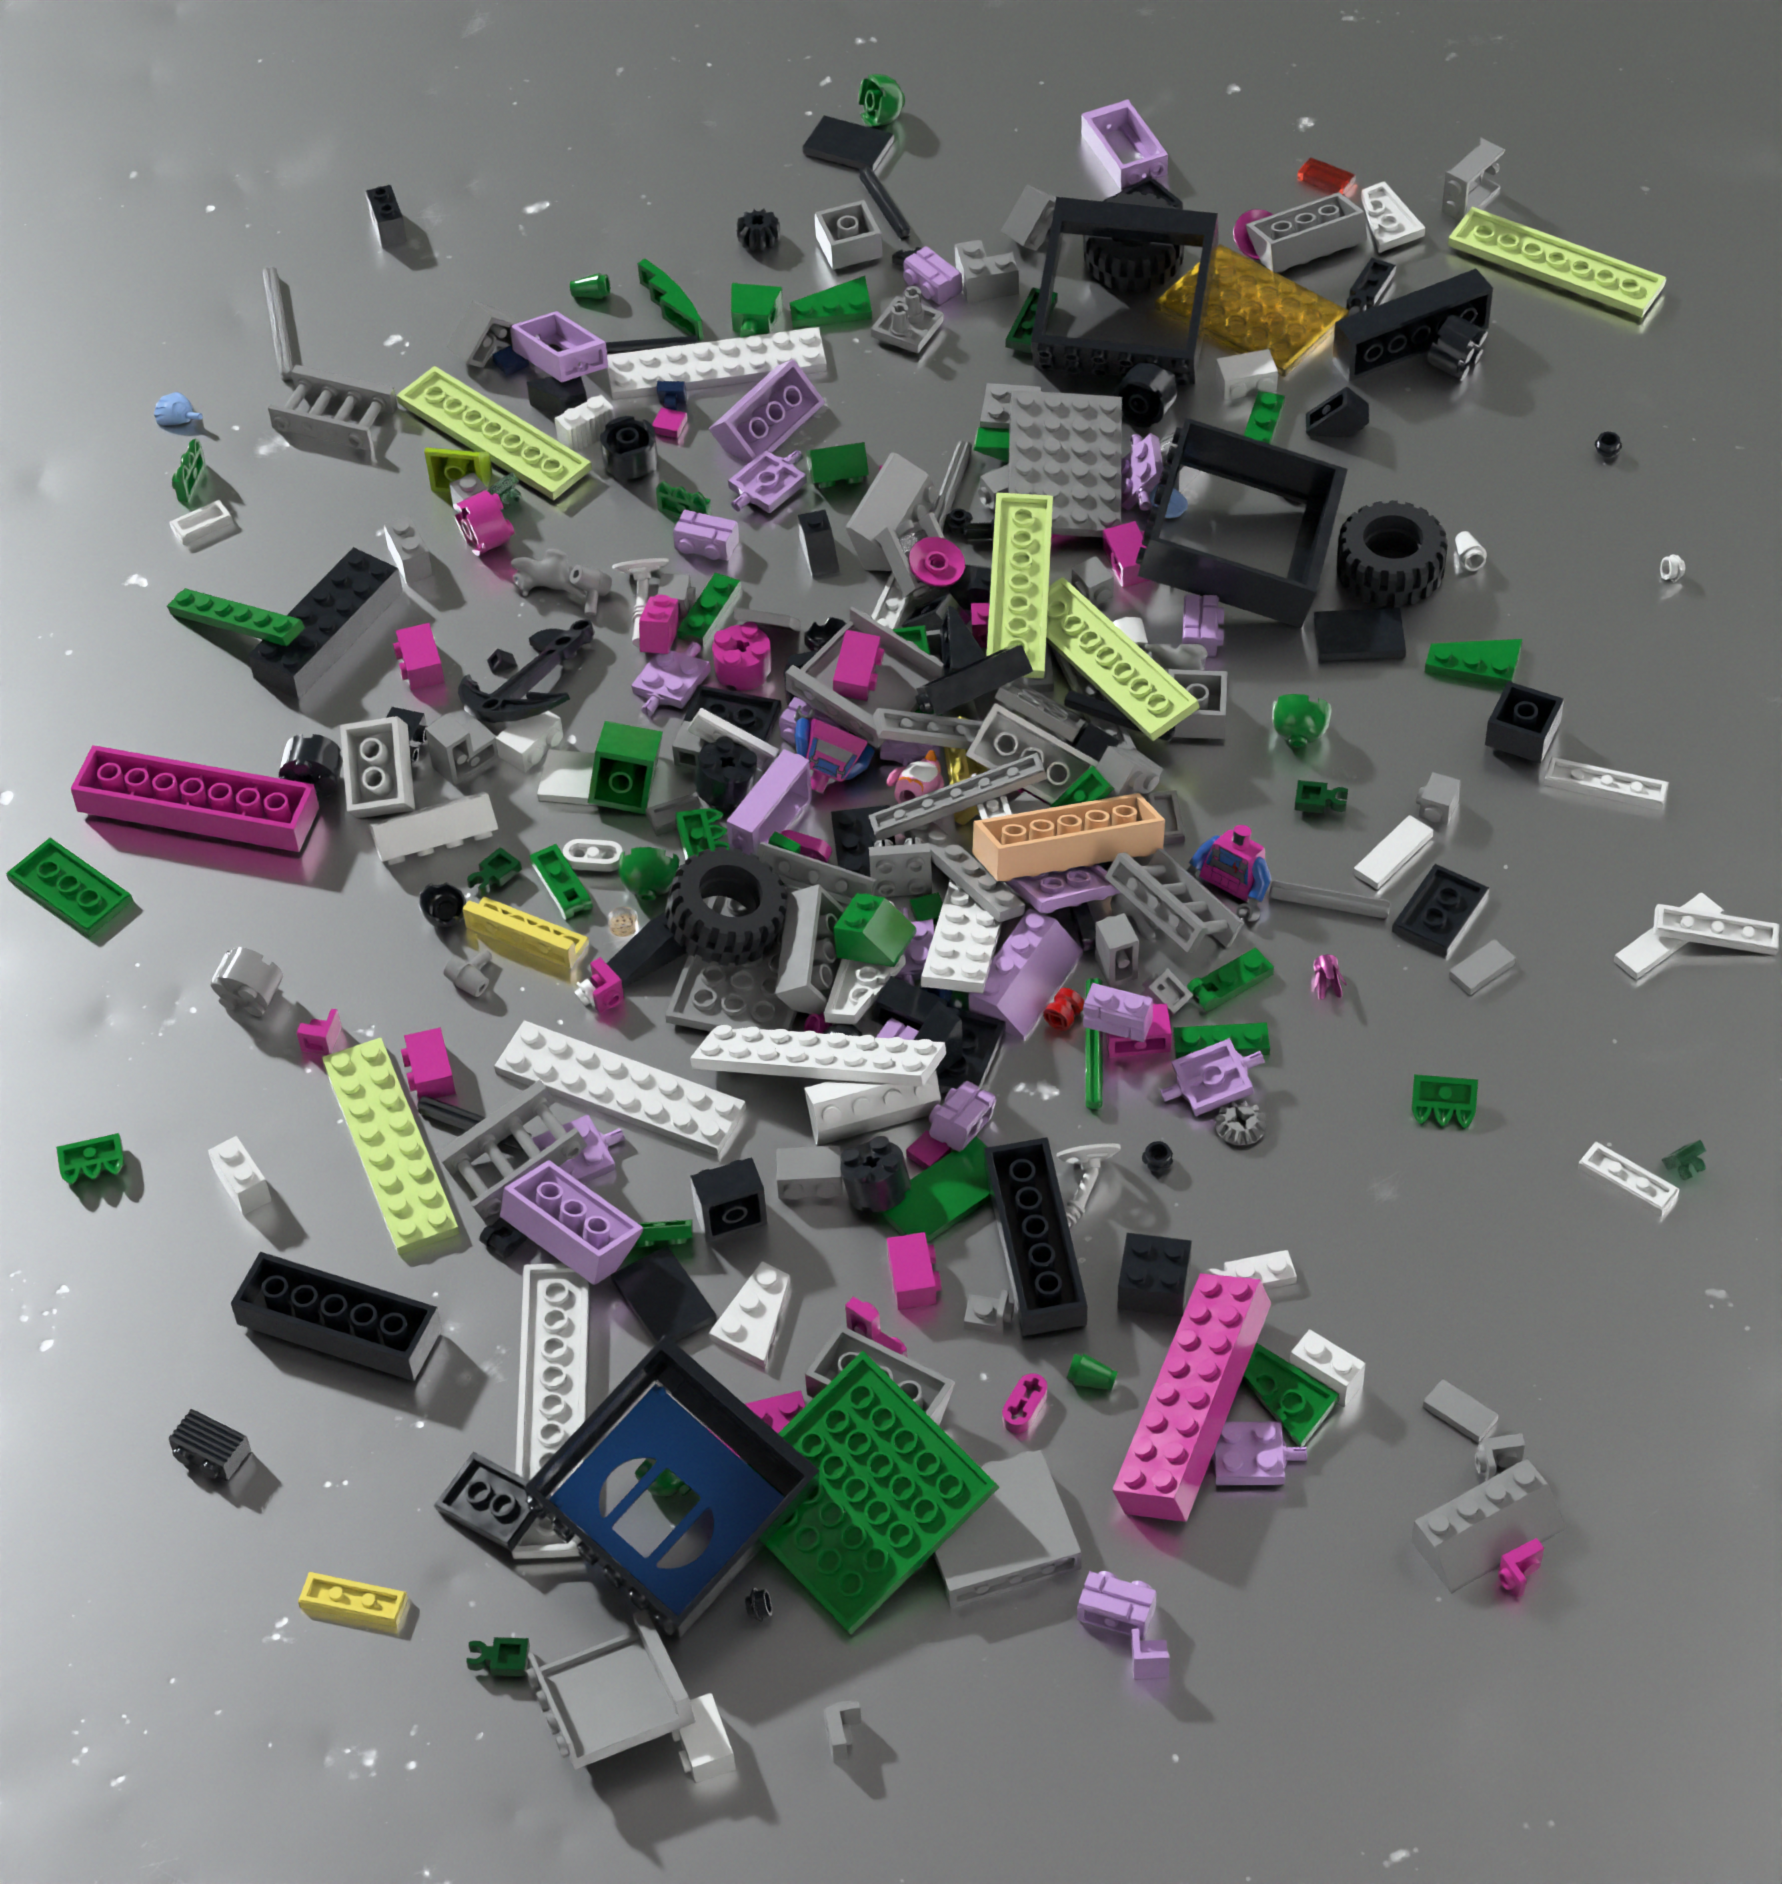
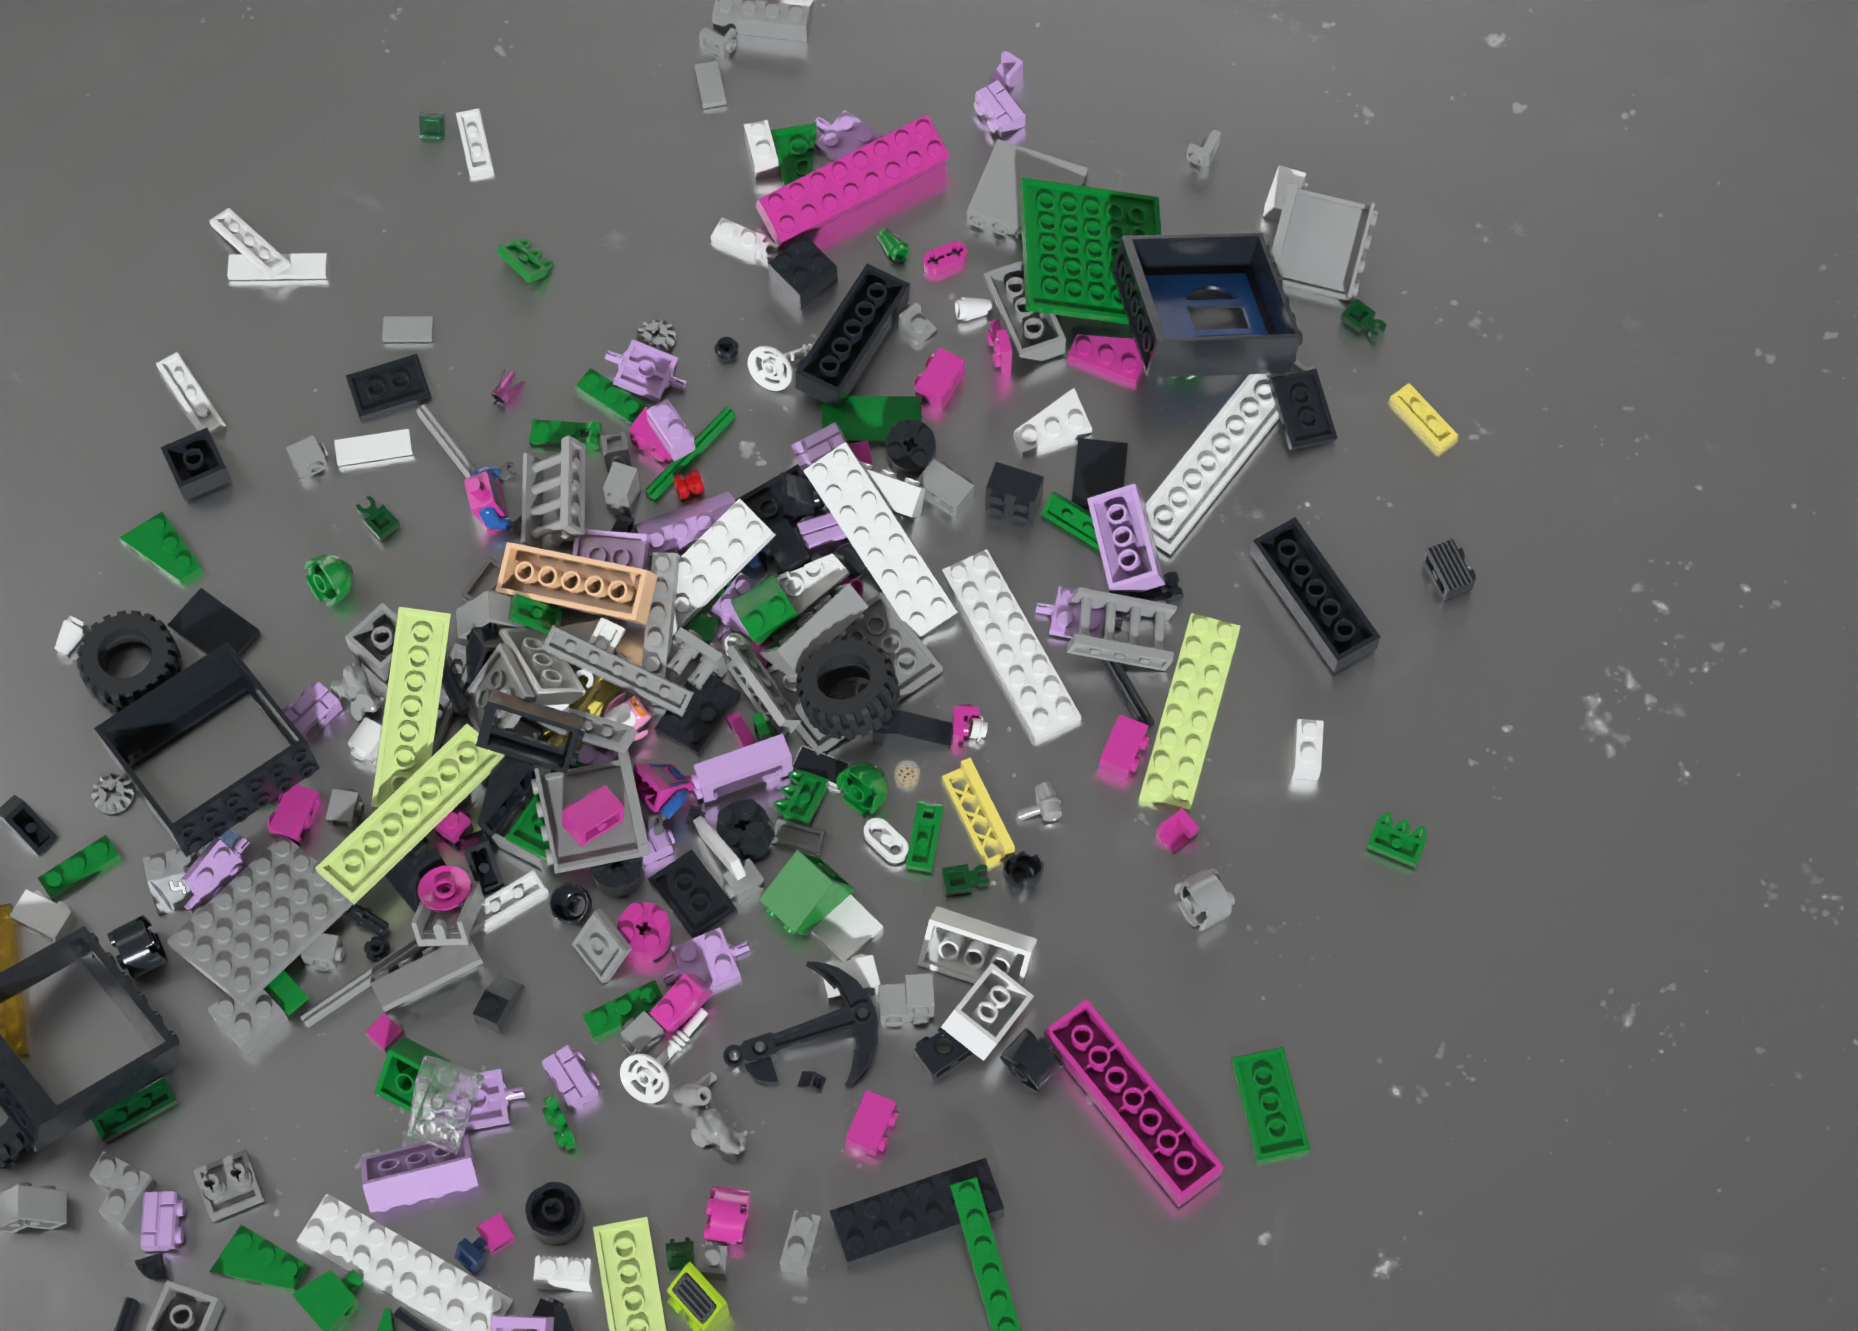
camera: 145 degrees left, 15 degrees up
(783, 434) = (442, 1103): none -> clear slope
(949, 1360) = (972, 308): none -> white cone

